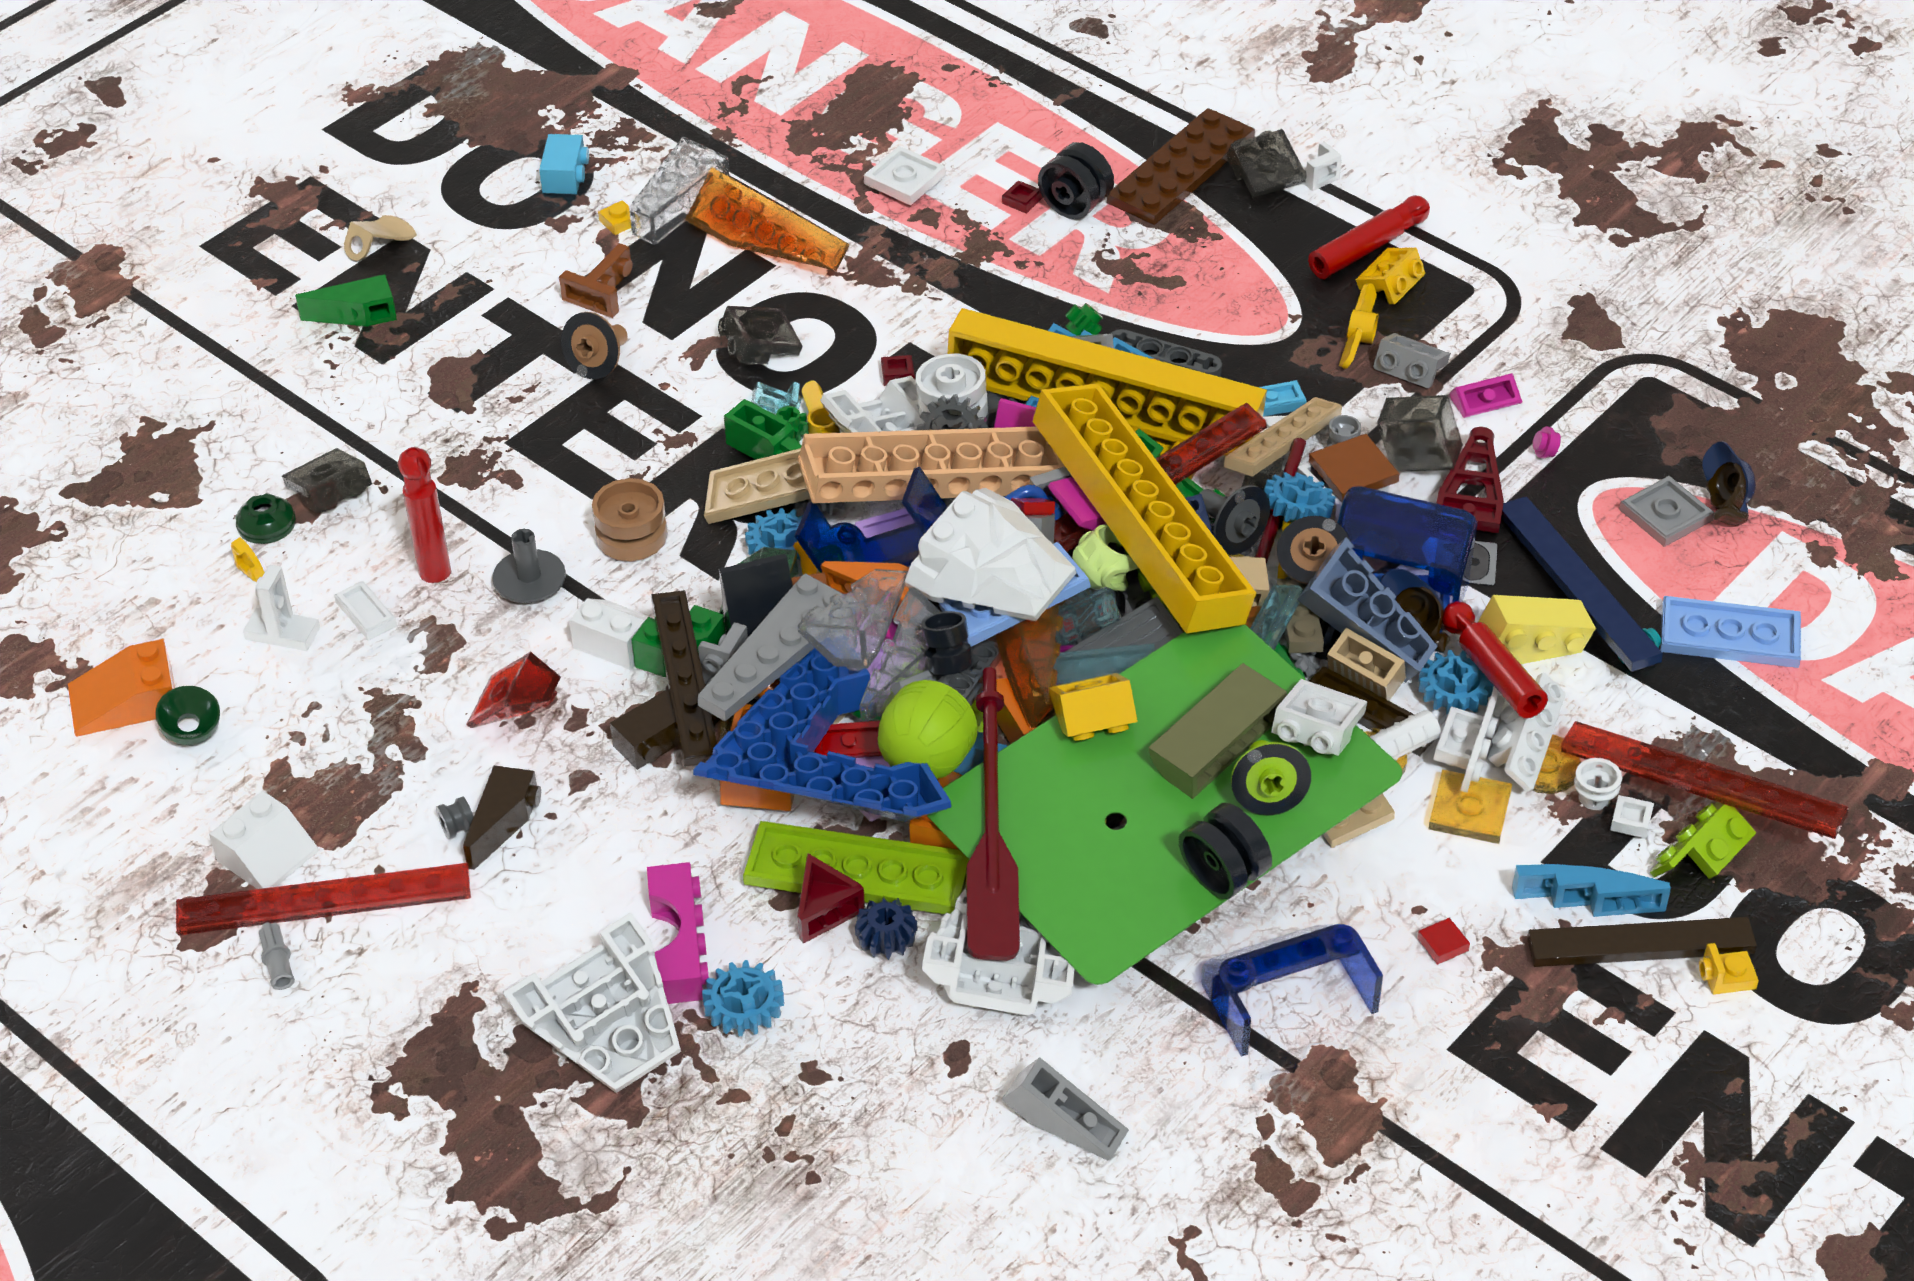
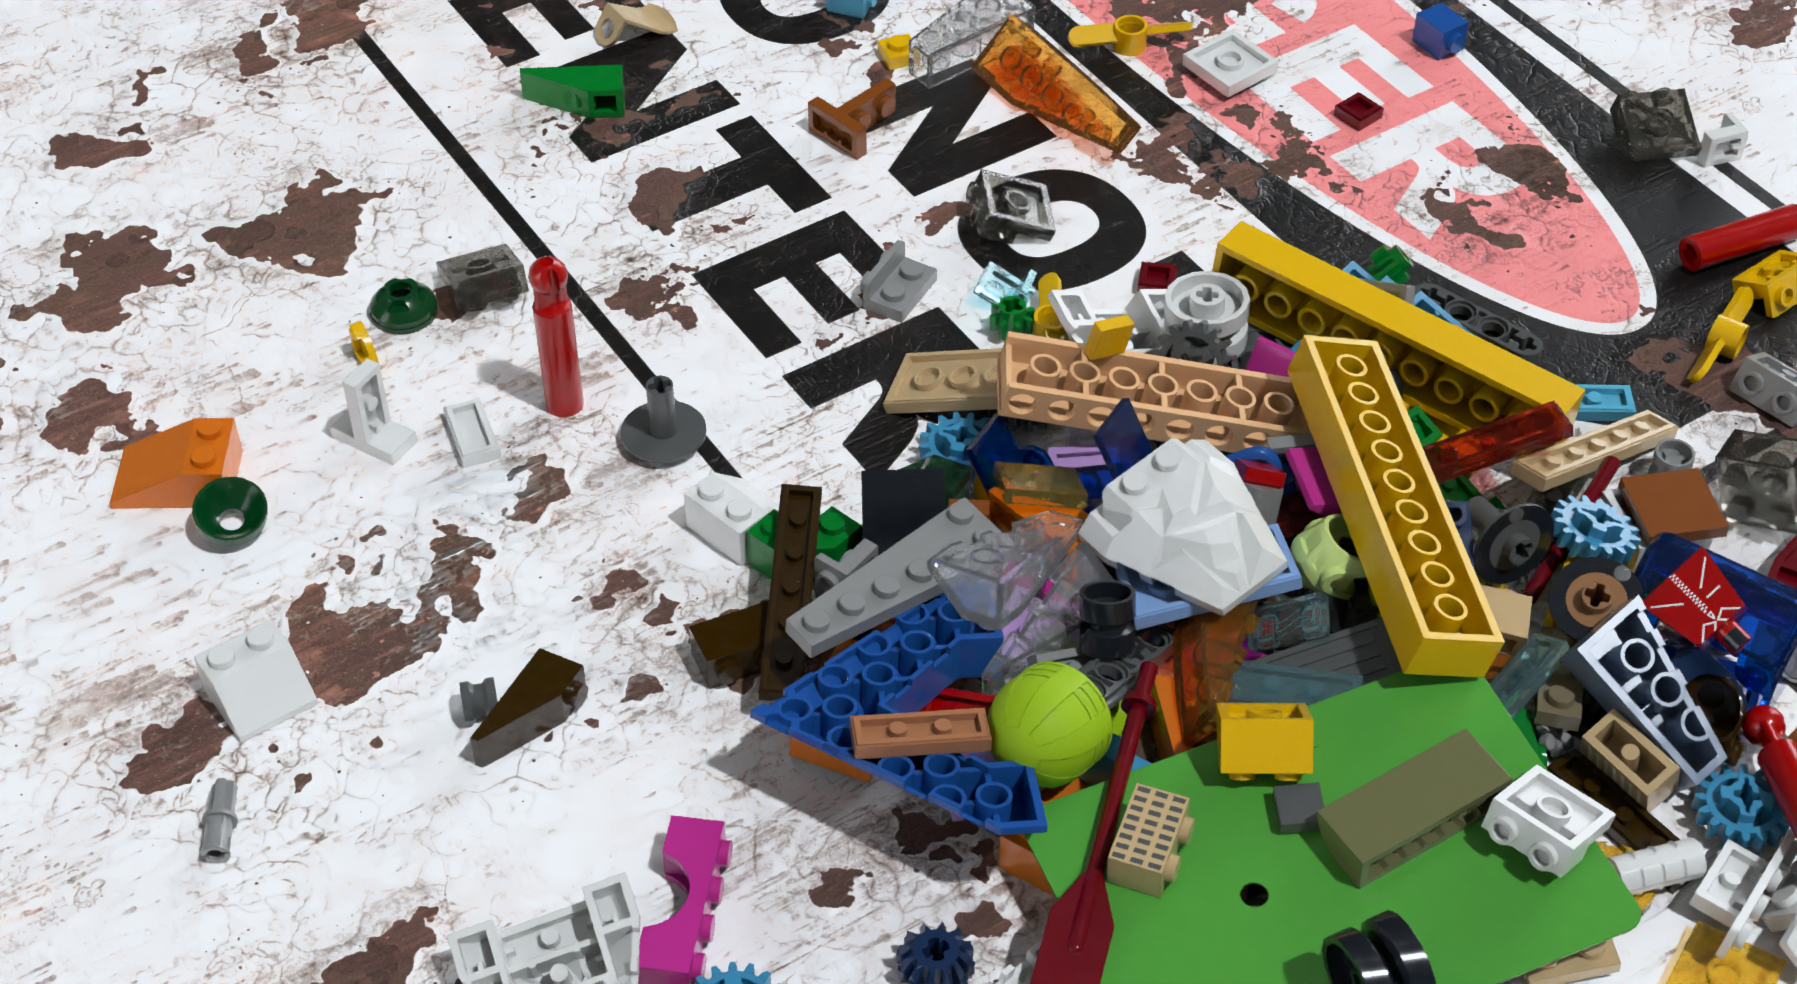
camera: 15 degrees right, 0 degrees up
(322, 898) = (301, 763): clear red tile -> none
(515, 691) = (600, 564): clear red slope -> none
(592, 344) = (820, 183): piece -> none
(629, 519) = (794, 390): medium nougat wheel -> none
(682, 416) = (896, 284): none -> light grey bracket
(758, 431) = (971, 317): green hinge -> none
(809, 166) = (1126, 34): none -> yellow piece
(826, 899) = (871, 908): dark red slope -> none
(831, 756) = (920, 733): none -> nougat tile
(861, 552) = (1040, 485): none -> clear yellow tile
(886, 422) = (1109, 337): none -> yellow tile
(915, 873) = (923, 874): lime plate -> none
(1027, 798) = (1149, 840): none -> tan brick
(1071, 115) = (1440, 31): none -> blue brick
(1076, 180) = (1423, 103): black wheel -> none
(1131, 749) = (1297, 807): none -> dark grey tile
(1178, 166) = (1550, 111): reddish brown plate -> none
(1270, 778) = (1463, 888): piece -> none
(1392, 535) = (1700, 604): none -> red torso

